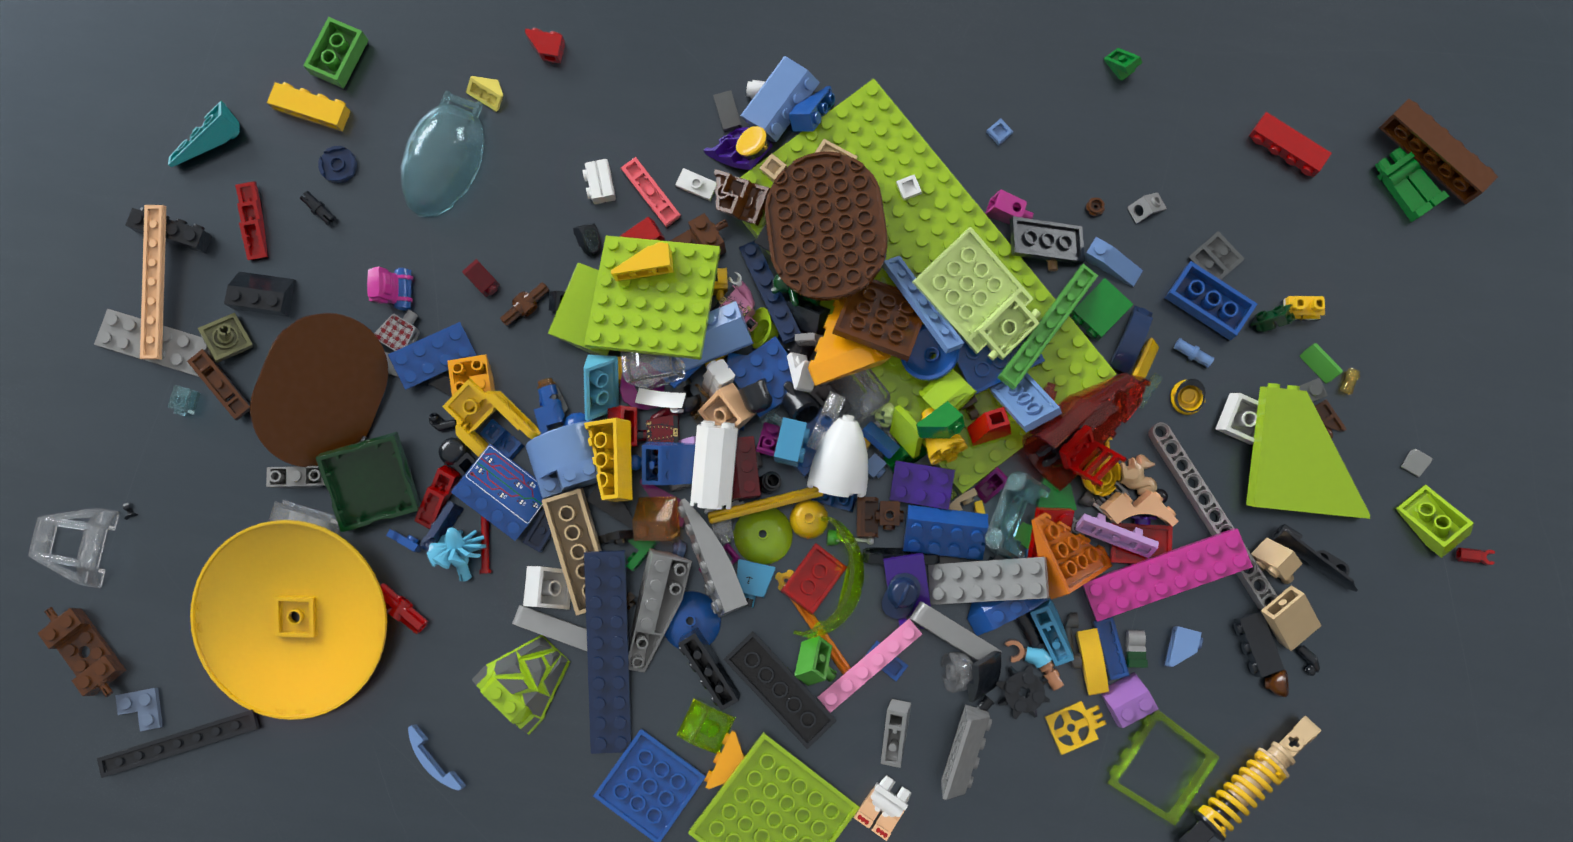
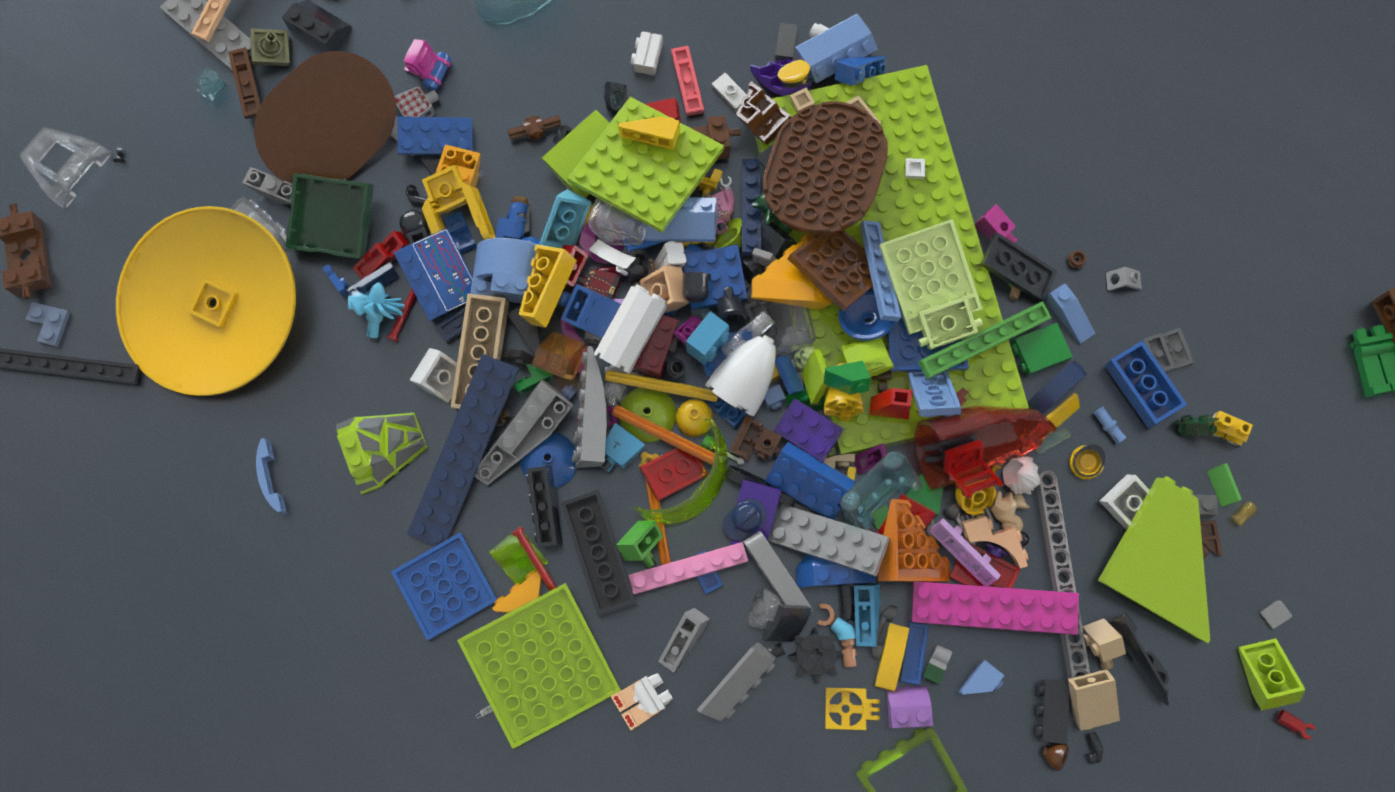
camera: 20 degrees right, 5 degrees down
(403, 610) = (305, 338): red piece -> none
(481, 278) = (507, 89): dark red slope -> none
(551, 627) = (424, 409): light grey beam -> none
(698, 707) = (534, 558): none -> red bar
(789, 549) = (663, 434): none -> orange axle
(799, 372) = (743, 283): white slope -> none
(999, 132) = (1019, 159): medium blue tile -> none
(1122, 62) = (1157, 146): green slope -> none
(1135, 438) = (1021, 475): none -> white hair
(1289, 145) = (1280, 280): red brick -> none

